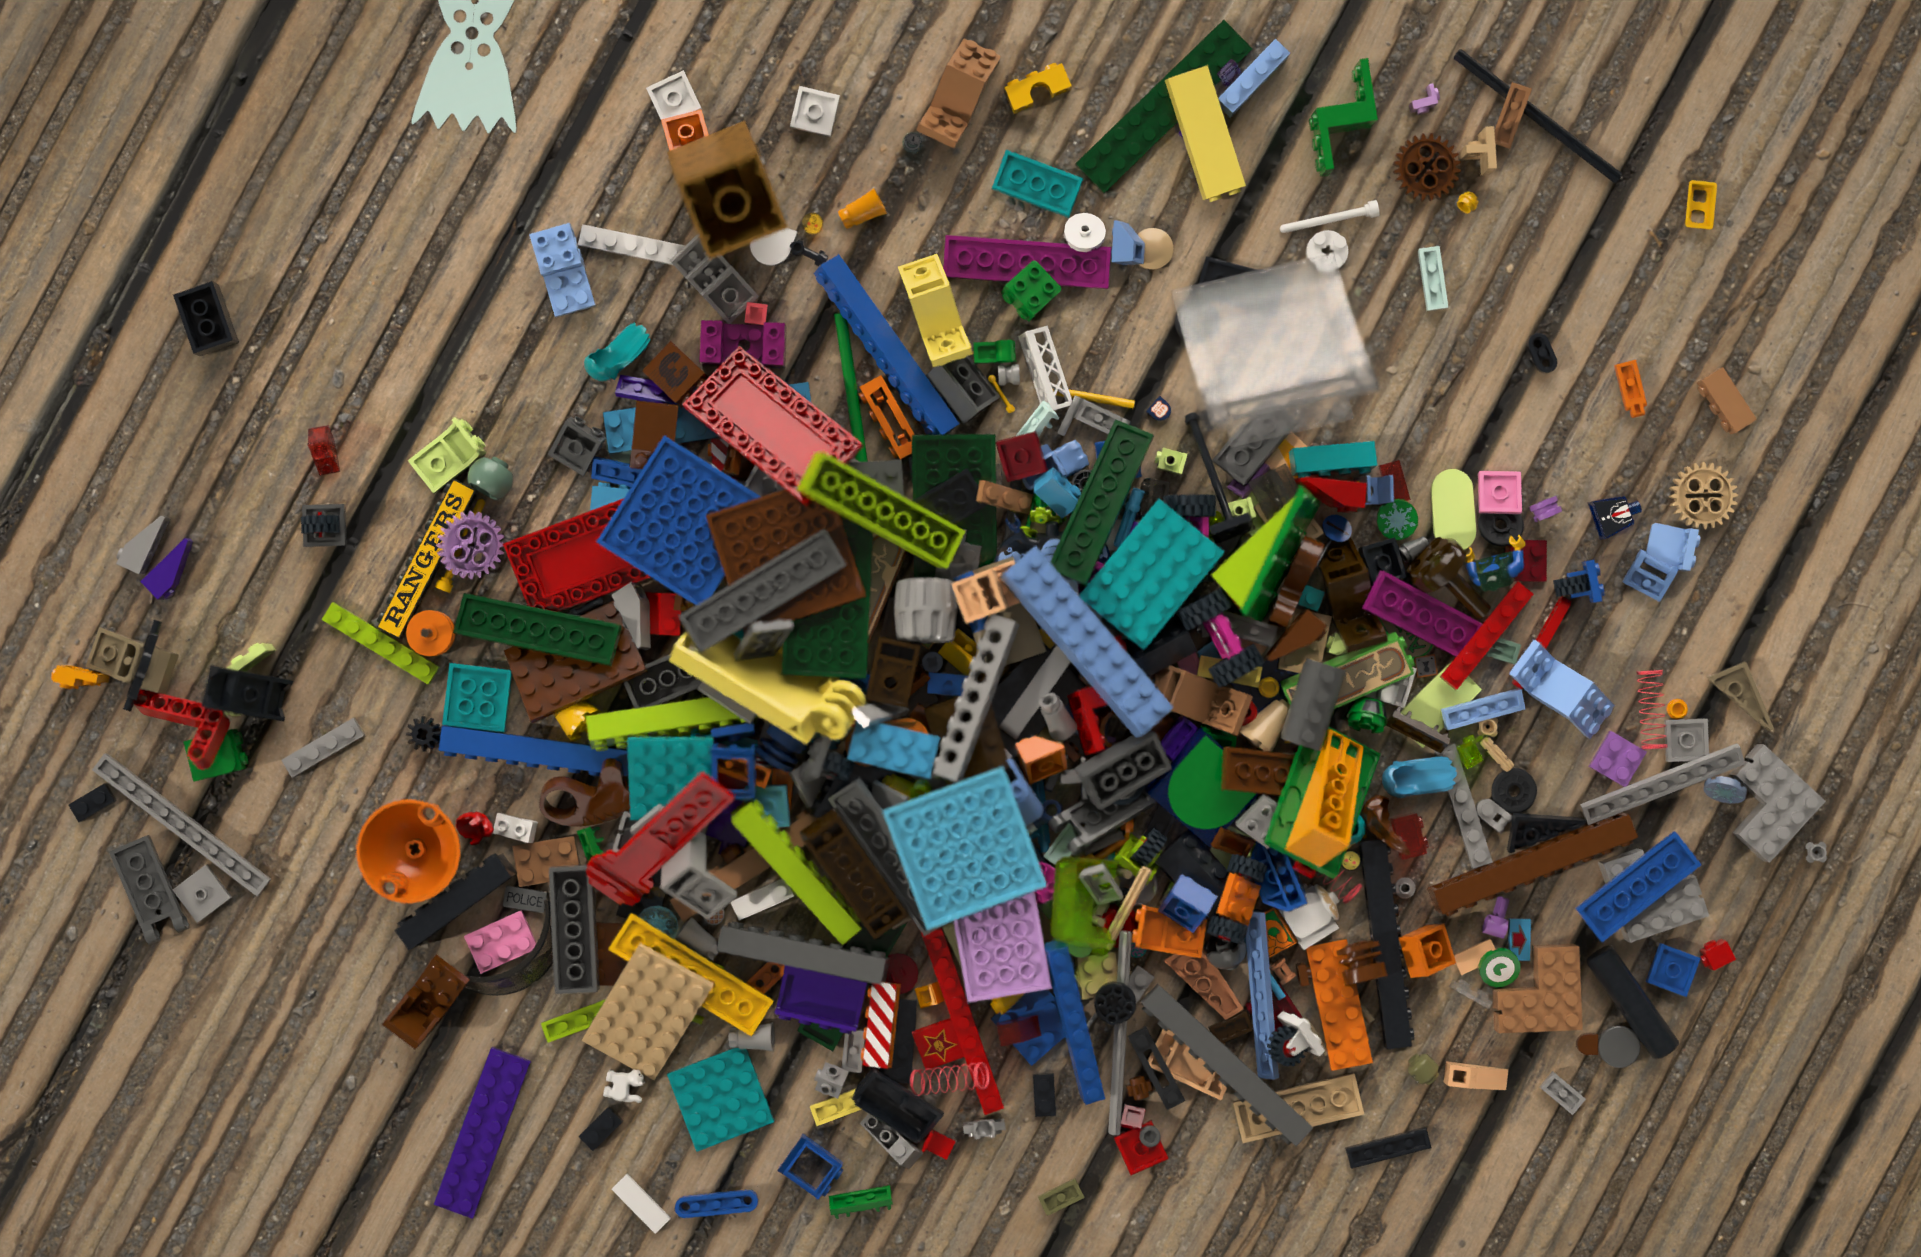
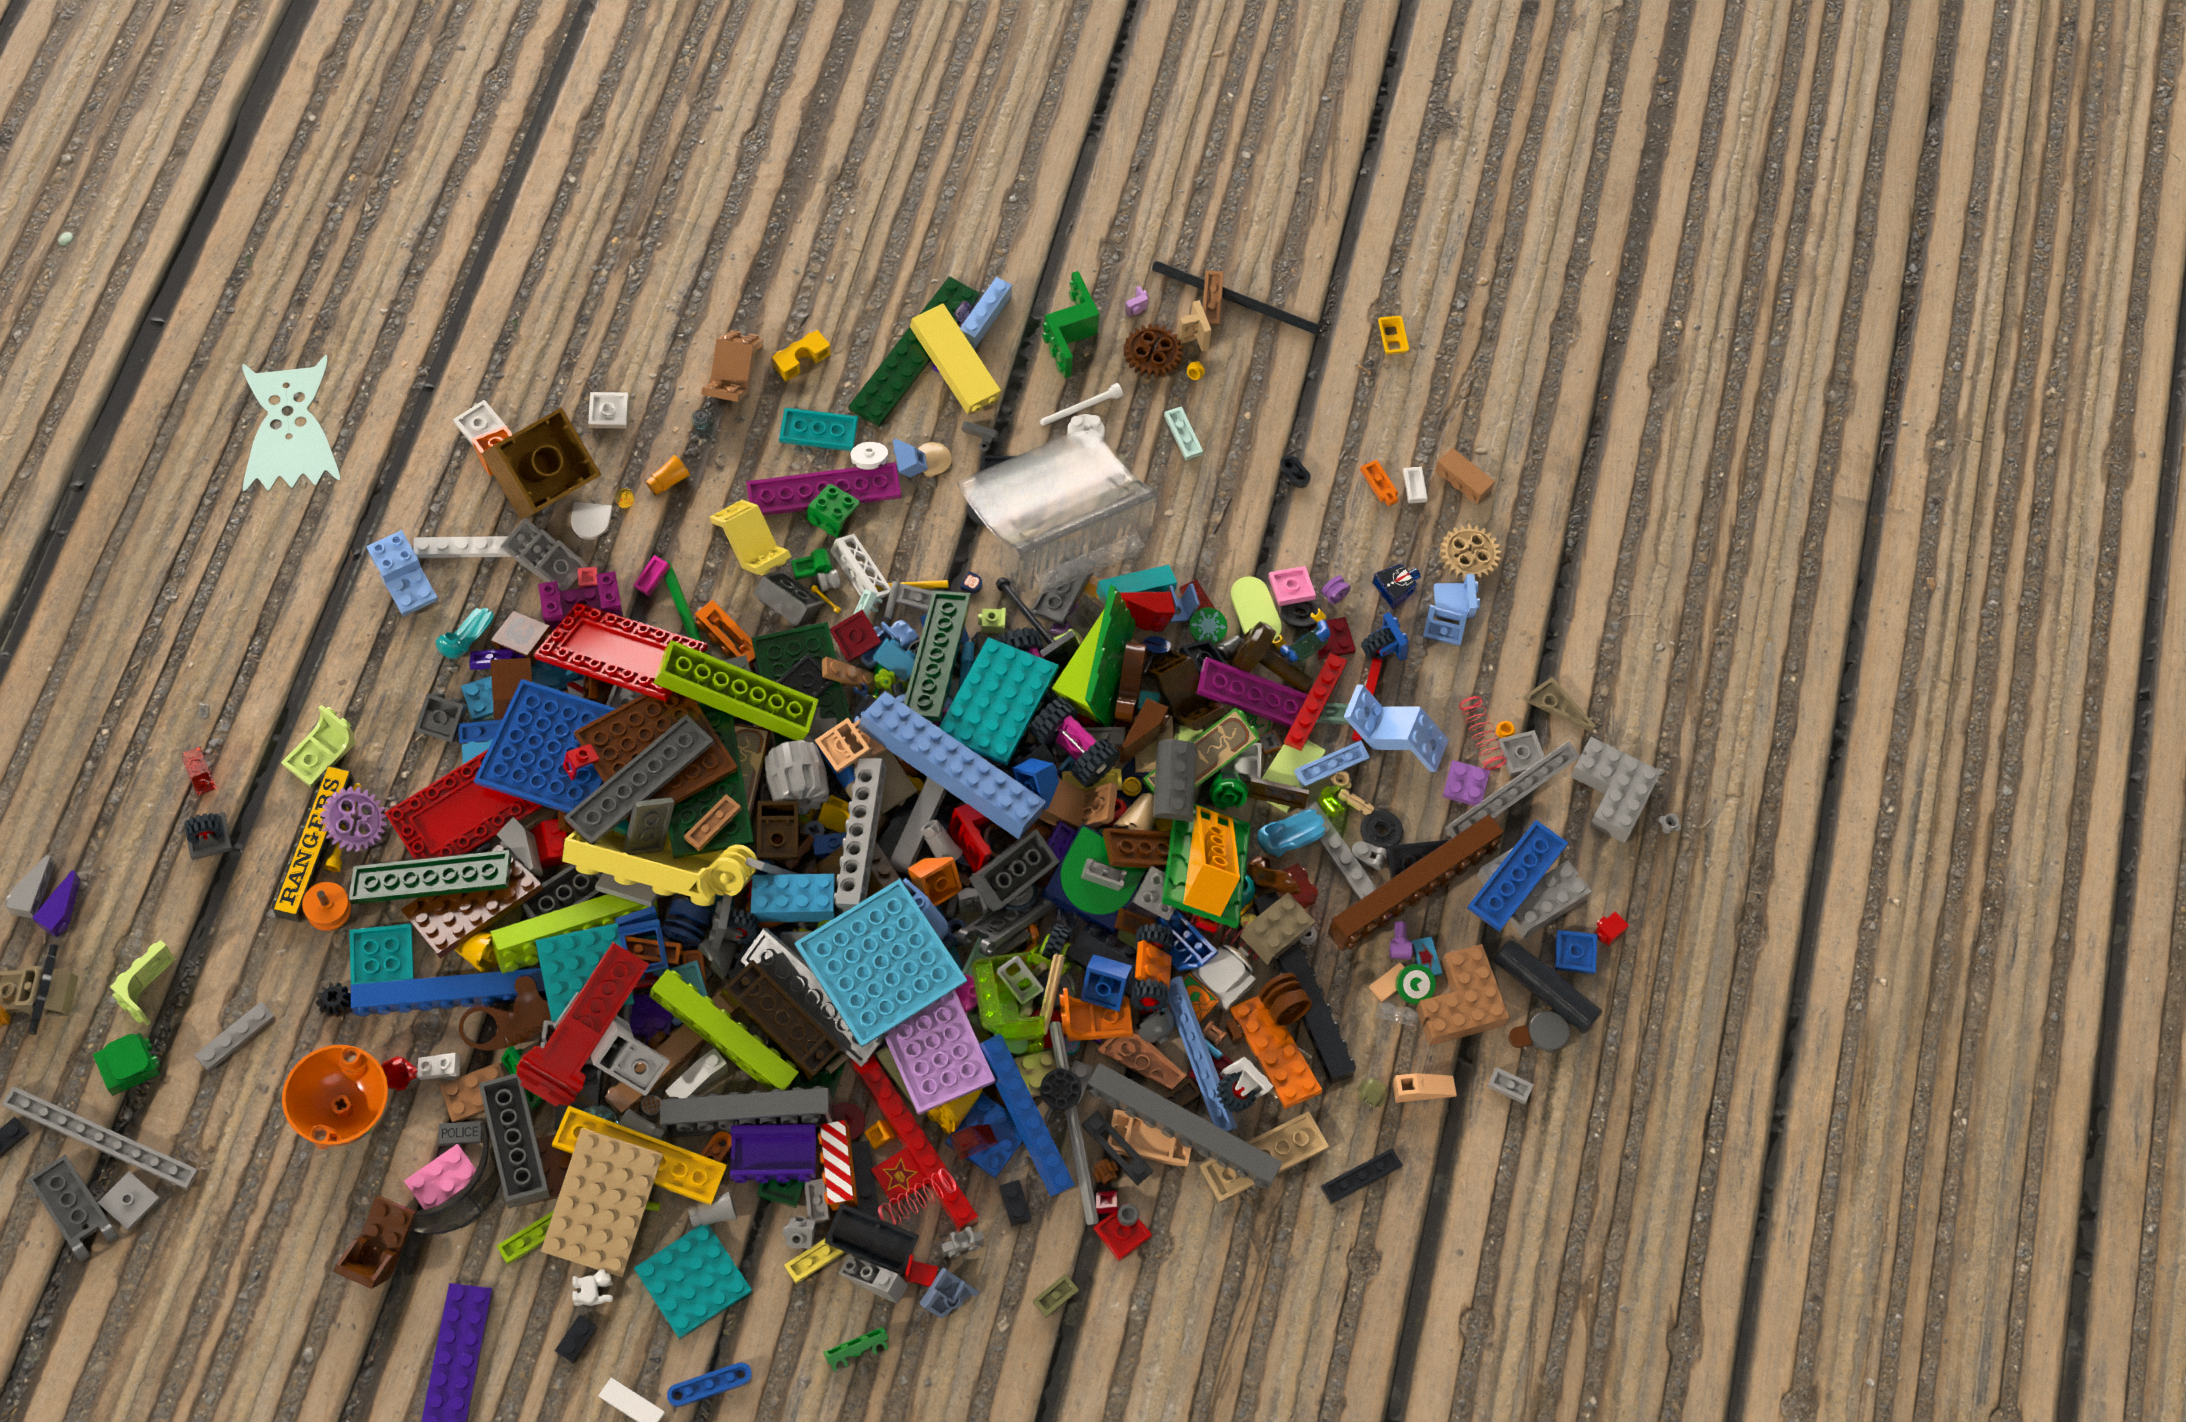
camera: 15 degrees left, 25 degrees down
(169, 708) = (113, 1025): red beam -> none
(206, 318) = (70, 680): black brick -> none
(245, 693) = (150, 989): black piece -> none
(380, 643) = (278, 929): lime plate -> none
(451, 904) = (390, 1144): black brick -> none
(490, 477) = (363, 757): sand green wheel -> none
(707, 550) = (579, 758): none -> red bracket
(795, 1152) = (815, 1340): blue window -> none
(798, 249) = (616, 520): black bar -> none
(823, 327) = (651, 575): none -> dark pink tile
(828, 651) = (712, 822): none -> medium nougat plate
(885, 347) = (709, 576): blue brick -> none
(957, 1169) = (946, 1294): none -> sand blue slope
(1170, 675) = (1038, 777): none -> blue slope
(1211, 791) = (1103, 874): none -> light grey hinge
(1218, 233) = (987, 434): none -> dark grey piece
(1375, 886) = (1277, 928): none -> dark tan brick
(1427, 950) = (1343, 979): orange brick -> none
(1668, 396) = (1415, 485): none -> white tile
(1725, 790) = (1569, 783): sand blue tile -> none

